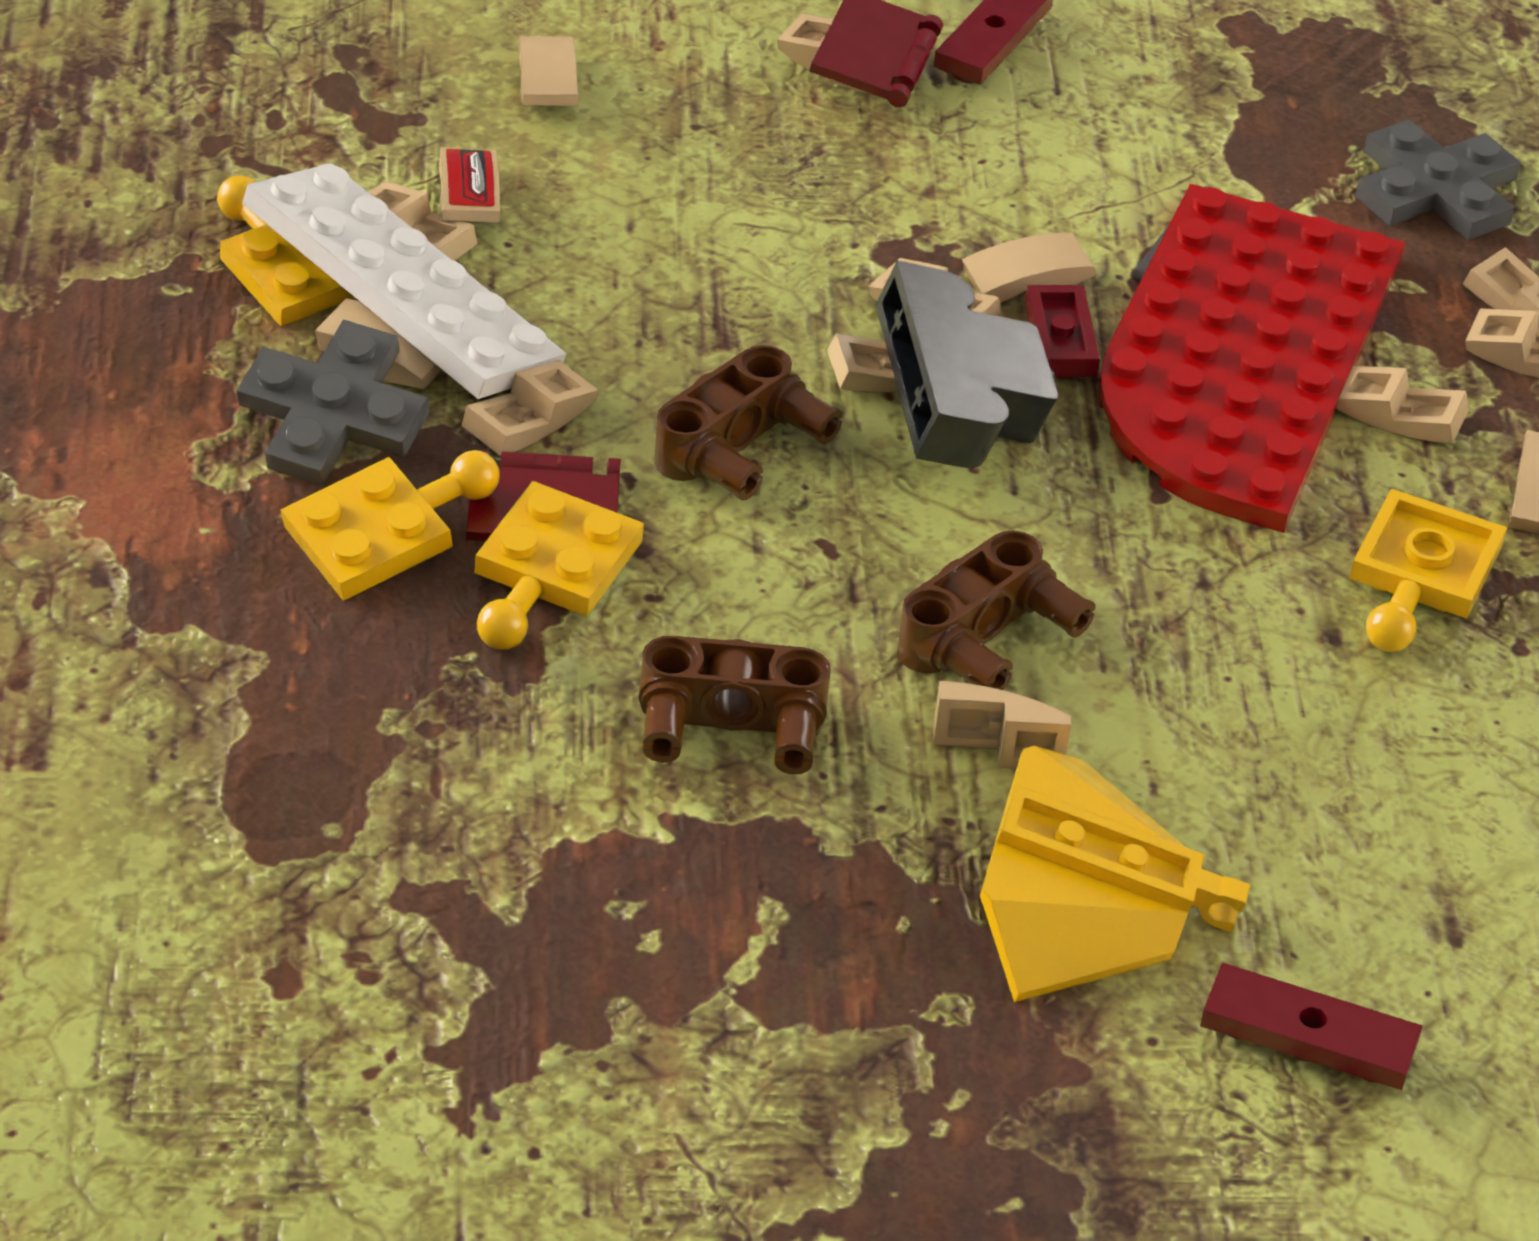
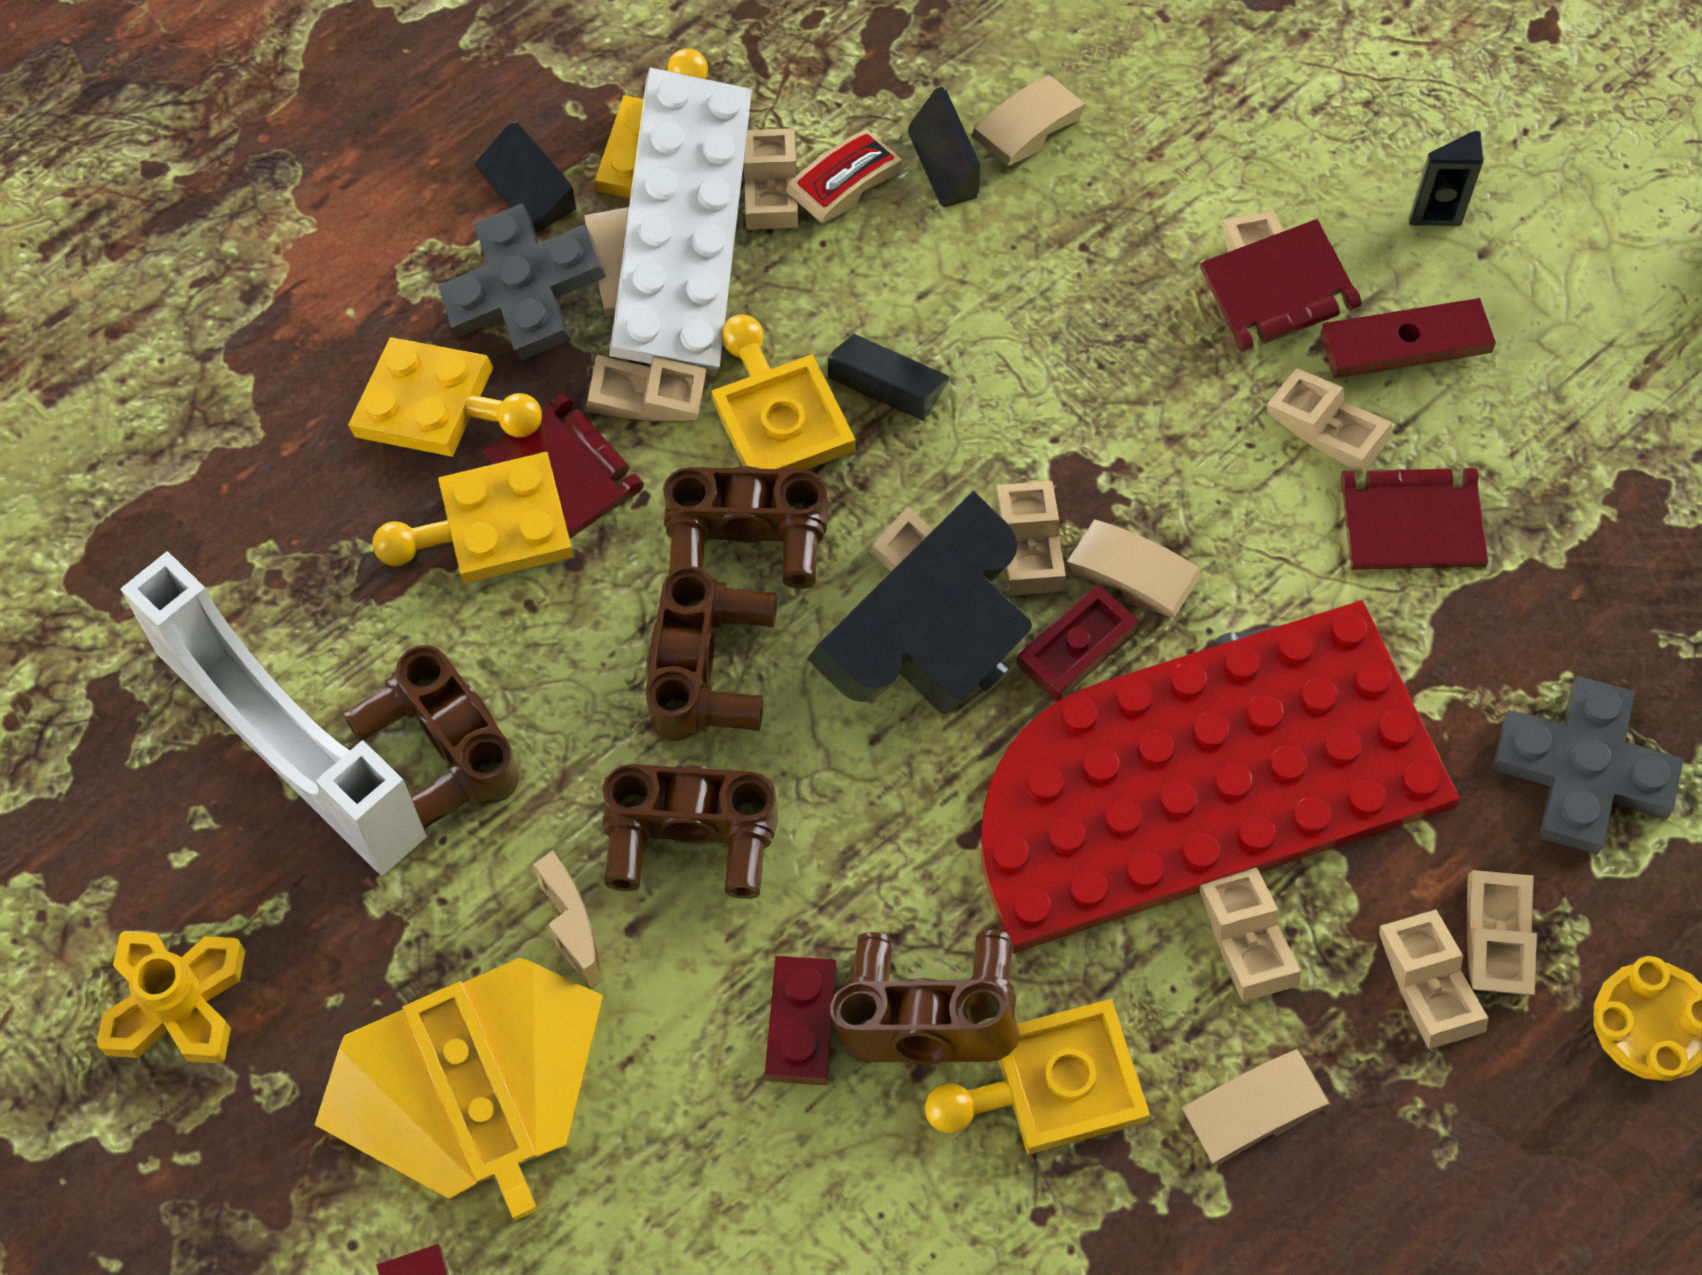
camera: 55 degrees right, 20 degrees up
(215, 340) = (526, 176): none -> black slope
(518, 121) = (945, 150): none -> black slope
(648, 347) = (780, 413): none -> yellow plate
(691, 283) = (886, 376): none -> black slope
(751, 771) = (346, 787): none -> white arch
(801, 1005) = (171, 997): none -> yellow plant
(828, 527) = (684, 654): none -> reddish brown piece
(998, 111) = (1320, 417): none -> tan slope
(1144, 127) = (1414, 520): none -> dark red piece
(1225, 666) = (800, 1020): none -> dark red plate
(1310, 580) = (926, 1017): none -> reddish brown piece

